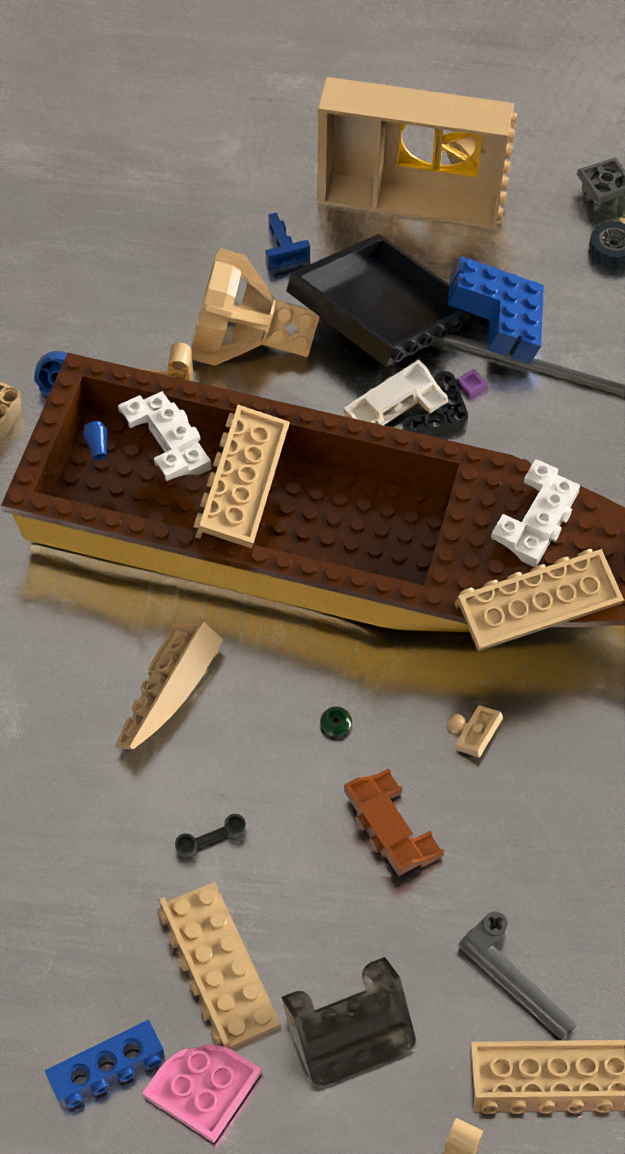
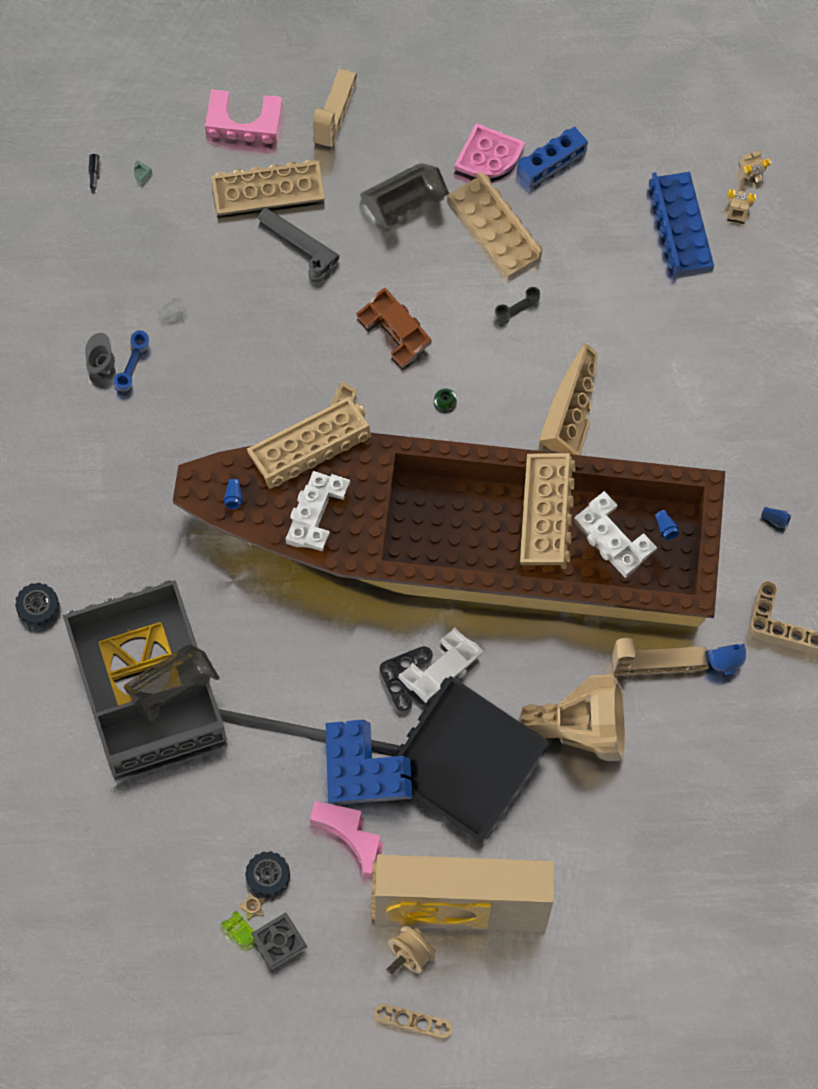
camera: 170 degrees right, 10 degrees up
(286, 251) = (565, 827): blue bracket -> none
(471, 383) = (380, 708): medium lavender tile -> none
(508, 257) = (346, 824): none -> bright pink arch

